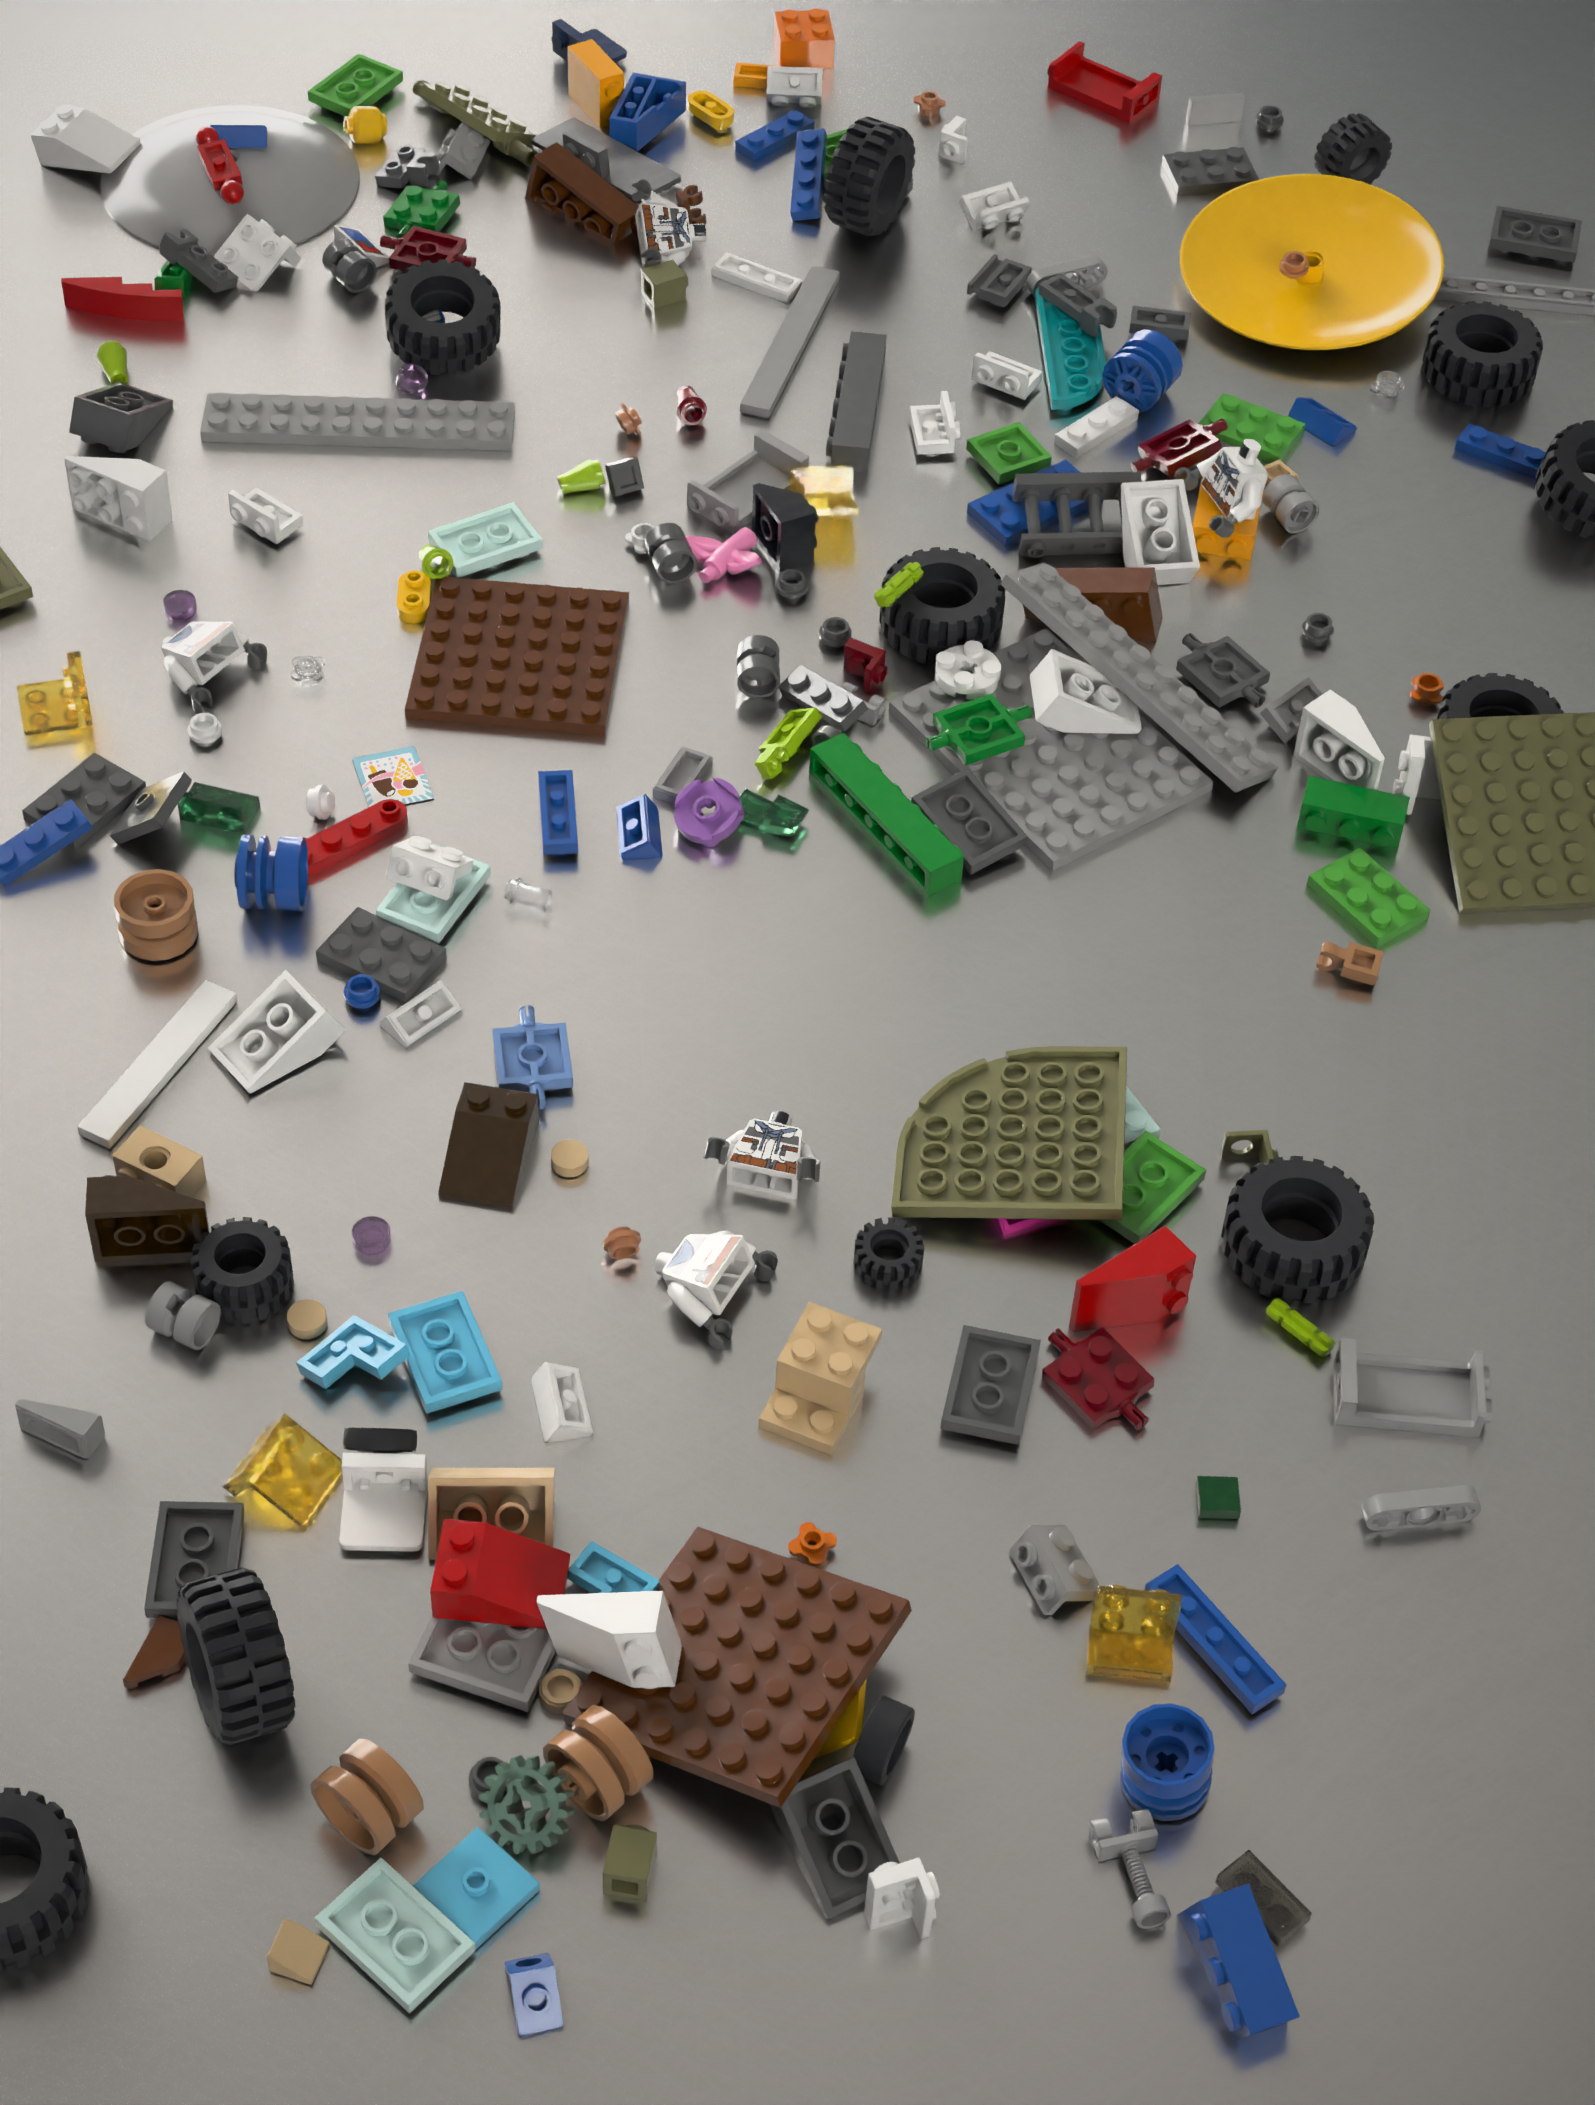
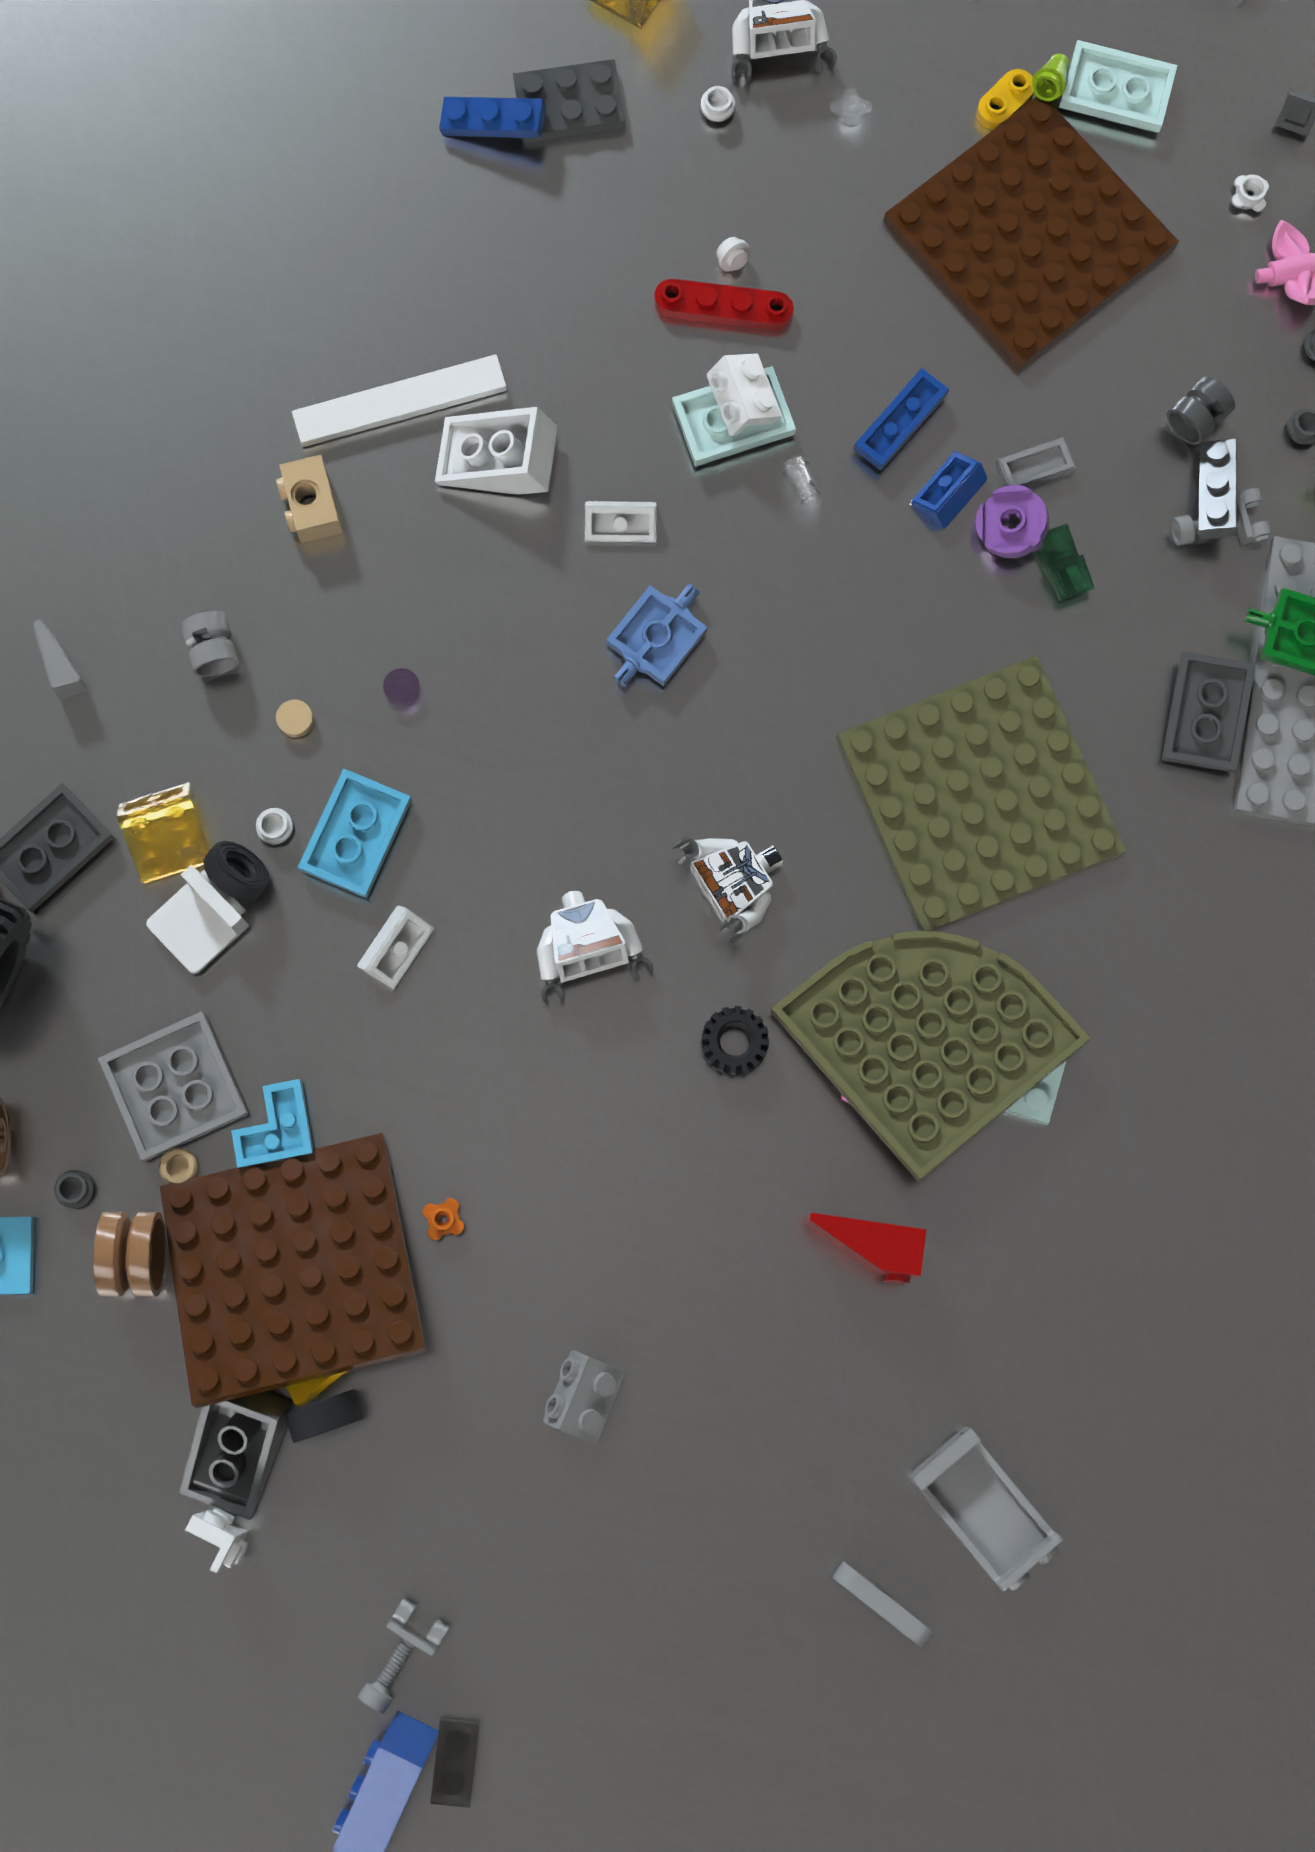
camera: 45 degrees right, 30 degrees up
(141, 1220) = (235, 528): dark brown slope -> none
(151, 808) = (599, 155): dark grey plate -> none
(156, 914) = (509, 264): medium nougat wheel -> none
(218, 808) = (657, 191): clear green bracket -> none
(237, 1246) = (272, 615): black tyre -> none
(265, 872) = (622, 299): blue wheel -> none
(352, 1345) = (295, 771): medium azure plate -> none
(361, 991) = (596, 464): blue plate -> none
(372, 1399) = (274, 826): none -> white plate
(386, 952) = (644, 439): dark grey plate -> none
(393, 775) = (816, 272): sticker -> none
(489, 1145) = (549, 687): dark brown slope -> none
(494, 1575) = (204, 1055): red slope -> none
(504, 1497) = (260, 992): tan slope -> none
(525, 1787) = (64, 1234): sand green gear -> none
(569, 1158) = (599, 747): tan tile -> none
(582, 478) = (1264, 83): lime cone -> none
(616, 1635) = (222, 1200): white slope -> none
(622, 1243) = (559, 856): nougat plate -> none
(630, 1862) = (94, 1335): olive brick -> none
(670, 553) = (1251, 229): dark grey wheel -> none
(785, 740) = (1148, 503): lime hinge -> none
(820, 1378) = (574, 1101): tan bracket -> none
(866, 662) = (1296, 478): dark red bracket -> none
(874, 983) = (980, 794): none -> olive plate
(886, 814) = (1152, 645): green brick -> none
(990, 1384) = (692, 1214): dark grey plate -> none
(1098, 1378) = (774, 1281): dark red plate -> none
(1132, 1633) = (569, 1504): clear yellow bracket -> none
(1153, 1185) = (989, 1165): bright green plate -> none
(1167, 1761) = (468, 1632): blue wheel -> none
(1218, 1497) = (755, 1452): dark green tile -> none
(1220, 1642) = (630, 1555): blue plate -> none
(1259, 1148) = (1100, 1225): olive bracket -> none
(1292, 1266) = (1094, 1298): black tyre -> none
(1300, 1327) = (964, 1382): lime axle -> none

